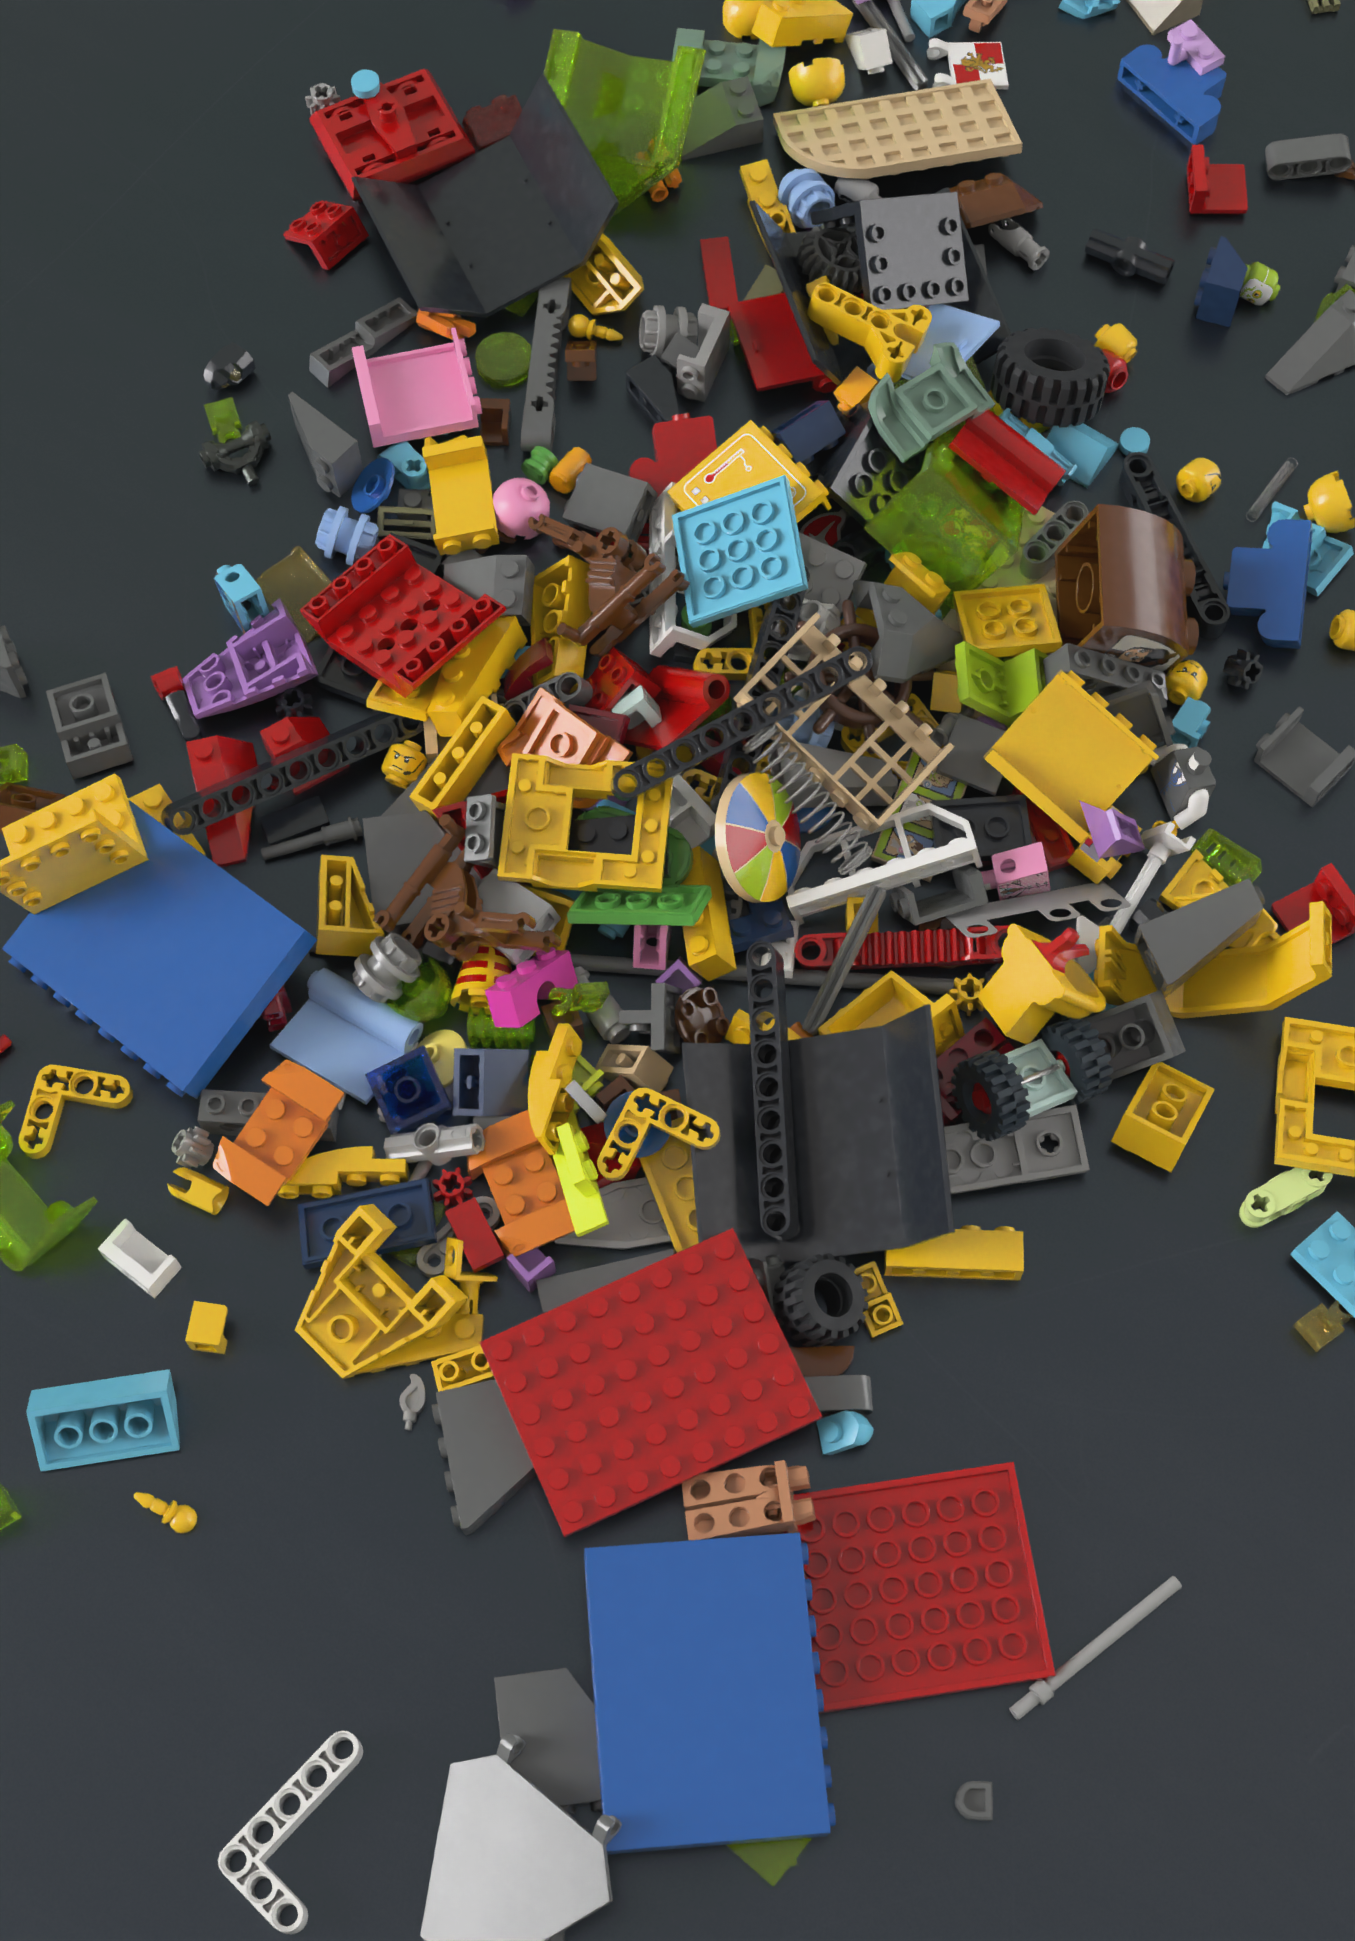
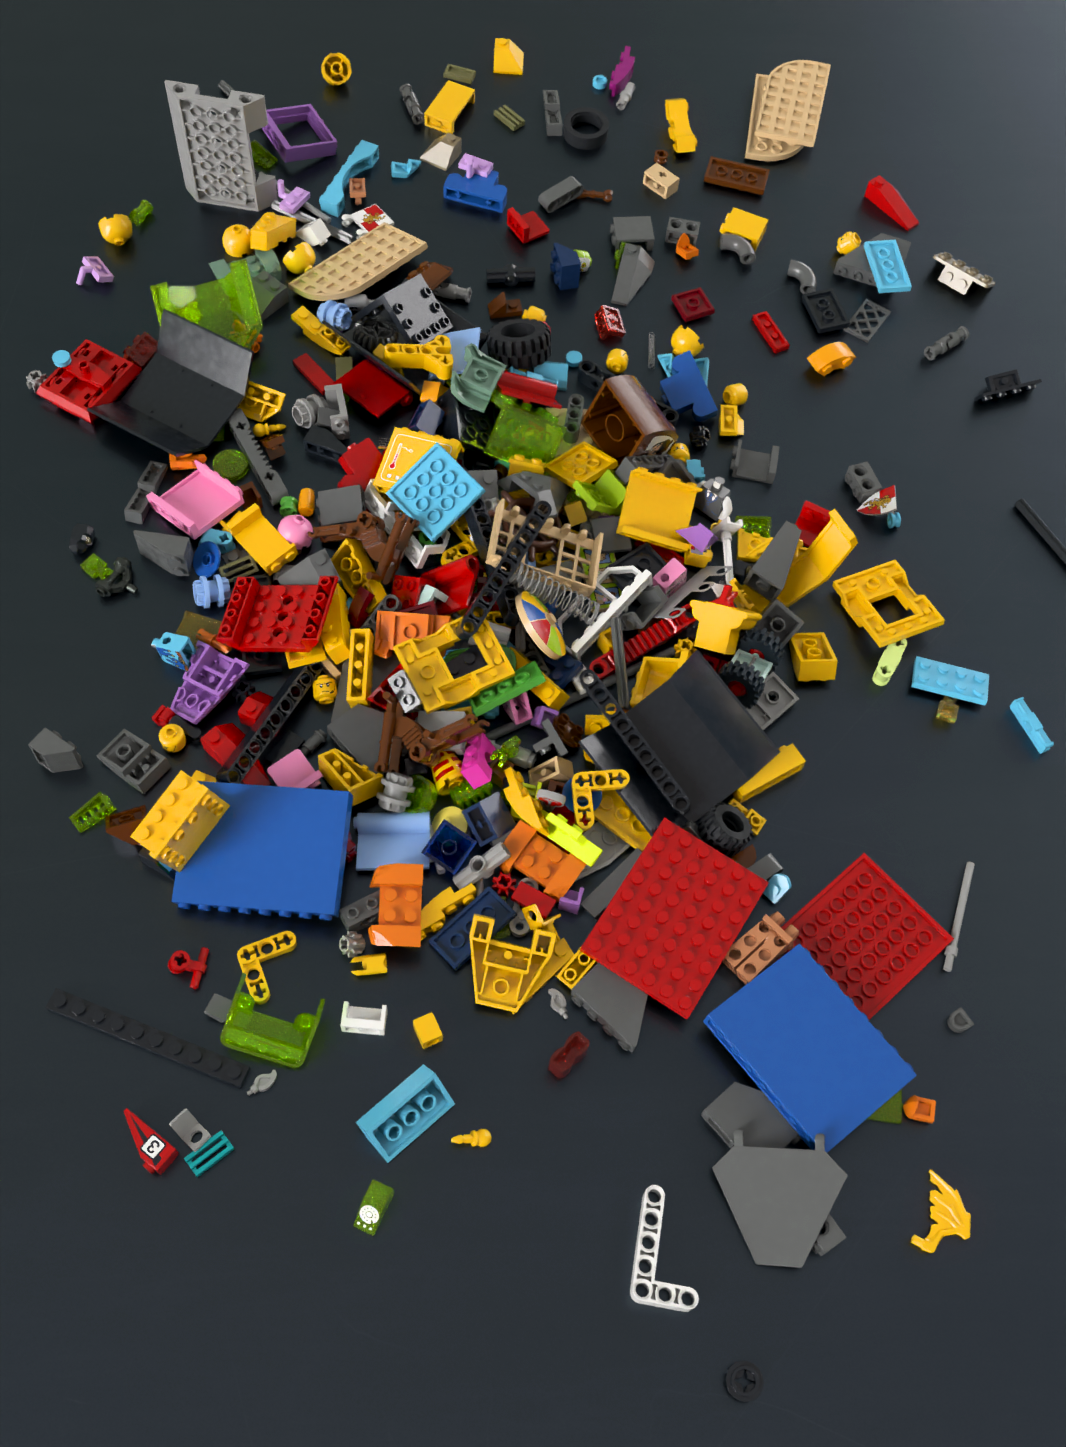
camera: 40 degrees left, 5 degrees down
(156, 721) = (172, 738): none -> yellow head
(279, 864) = (294, 772): none -> bright pink bracket
(297, 600) = (210, 639): none -> orange axle
(329, 231) = (87, 442): red bracket -> none
(358, 1483) = (572, 1052): none -> clear red brick
(814, 1884) = (920, 1109): none -> orange plate
(882, 567) = (502, 471): none -> reddish brown bush
(1079, 305) = (501, 307): none -> reddish brown slope
(1234, 409) = (609, 322): none -> clear red bracket
(1314, 671) = (729, 421): none -> yellow slope

